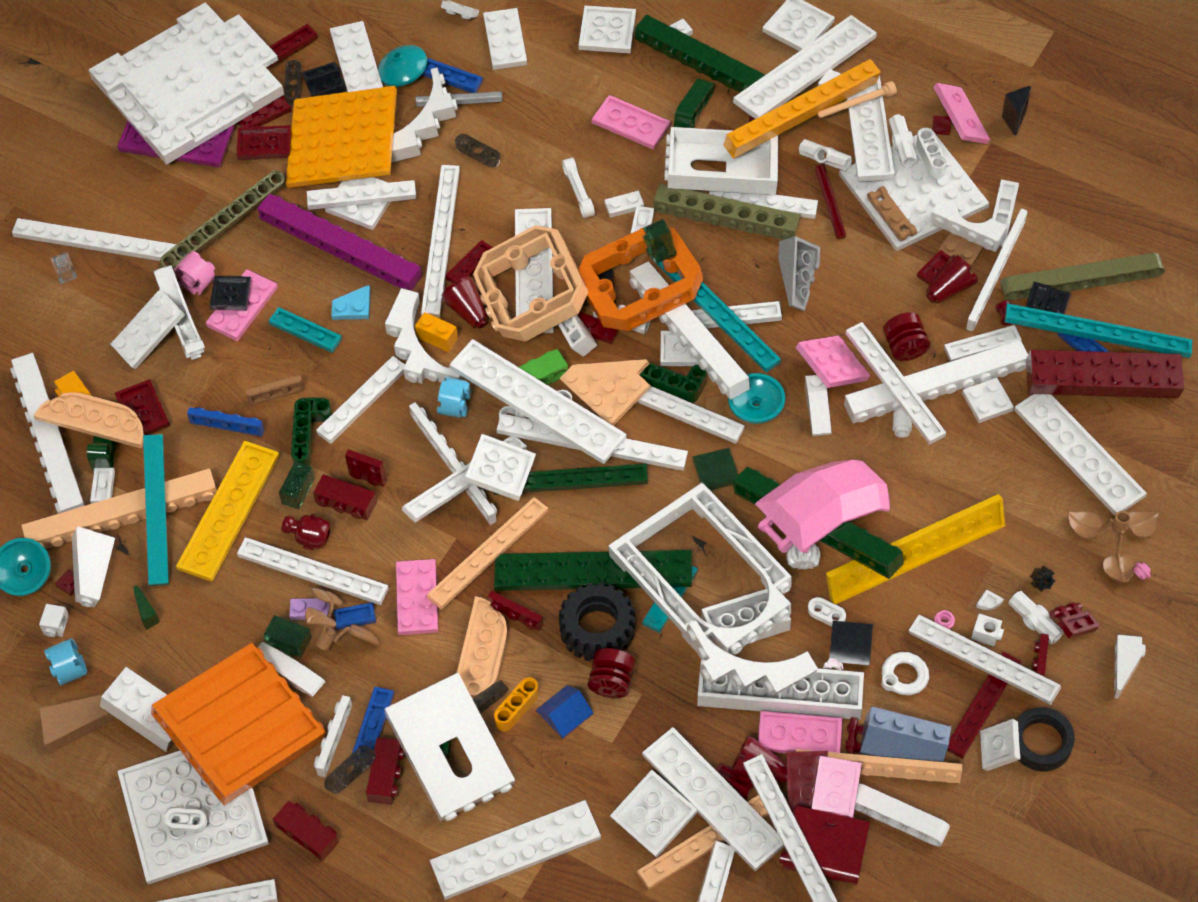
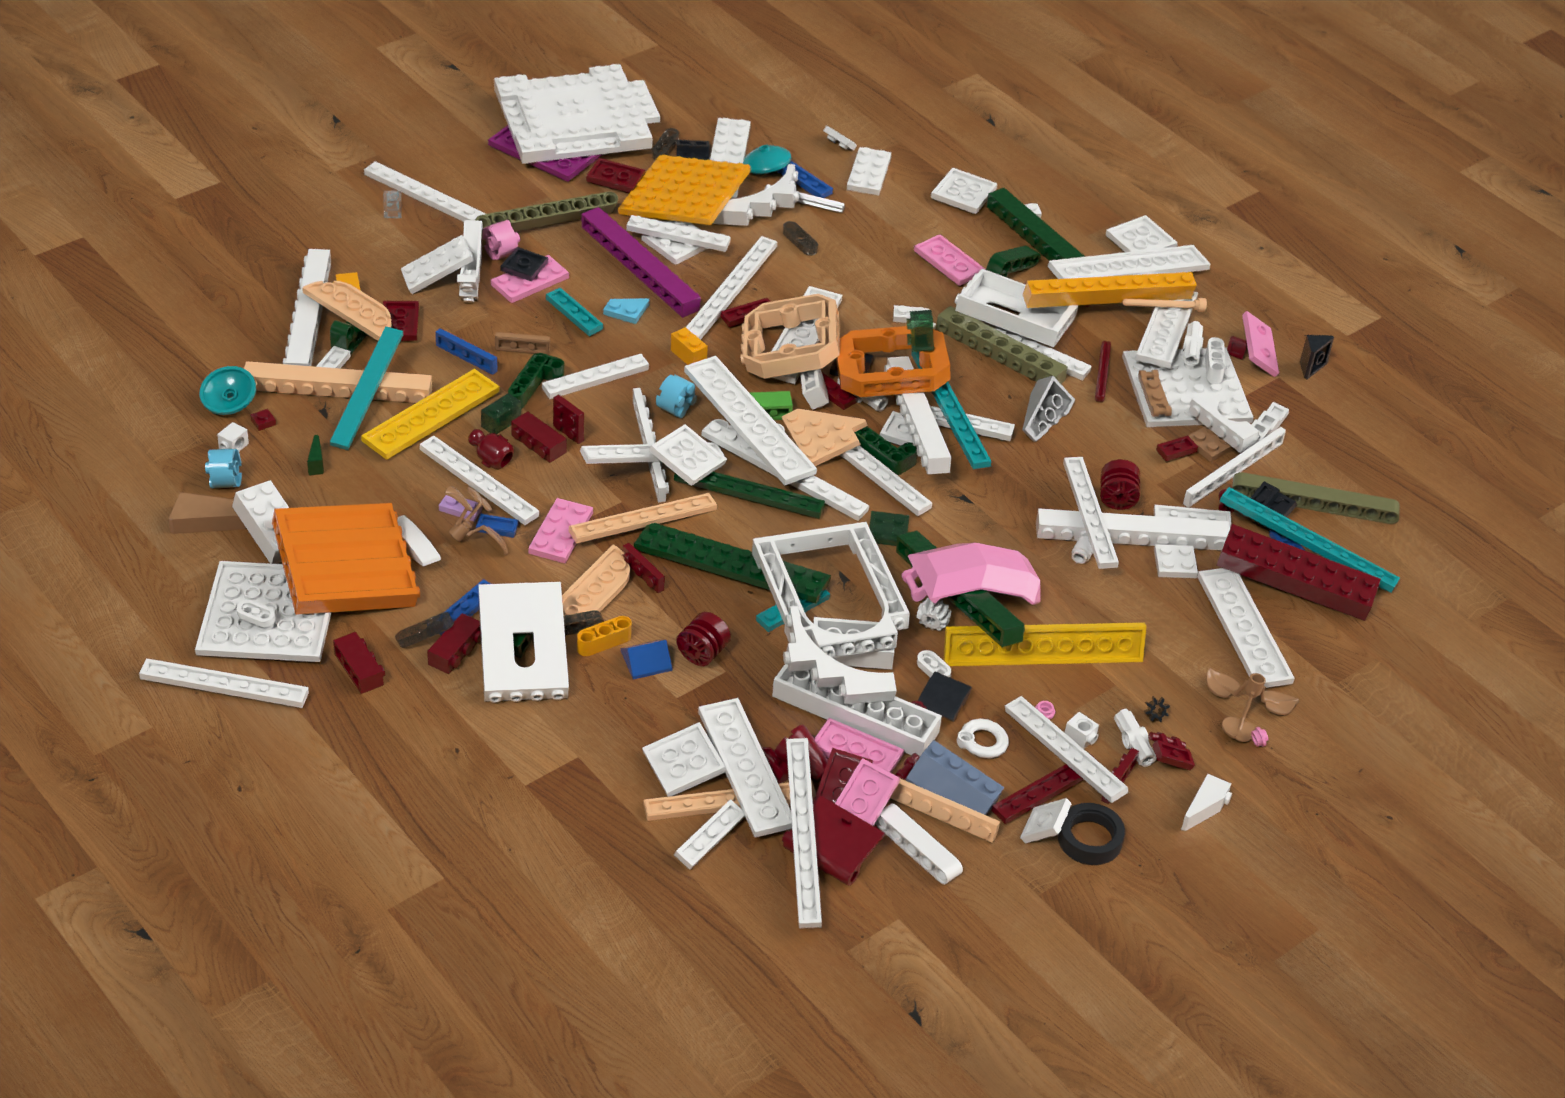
camera: 15 degrees right, 15 degrees down
(90, 564) = (289, 408): white slope -> none
(267, 113) = (631, 158): dark red plate -> none
(287, 636) = (428, 517): clear green brick -> none
(293, 42) = (678, 118): dark red plate -> none
(335, 730) = (425, 602): white plate -> none
(401, 325) = (658, 333): white arch -> none
(466, 302) = (727, 333): dark red cone -> none
(515, 849) = (540, 745): white plate -> none
(571, 172) = (875, 281): white piece -> none
(594, 599) = (713, 580): black tyre -> none
(763, 391) = (954, 488): teal dish -> none
(817, 405) = (1010, 510): white slope -> none
(832, 361) = (1040, 481): bright pink plate -> none
(833, 158) = (1115, 334): white piece -> none
(951, 280) = (1186, 459): dark red cone -> none
(989, 601) = (1096, 712): white tile -> none

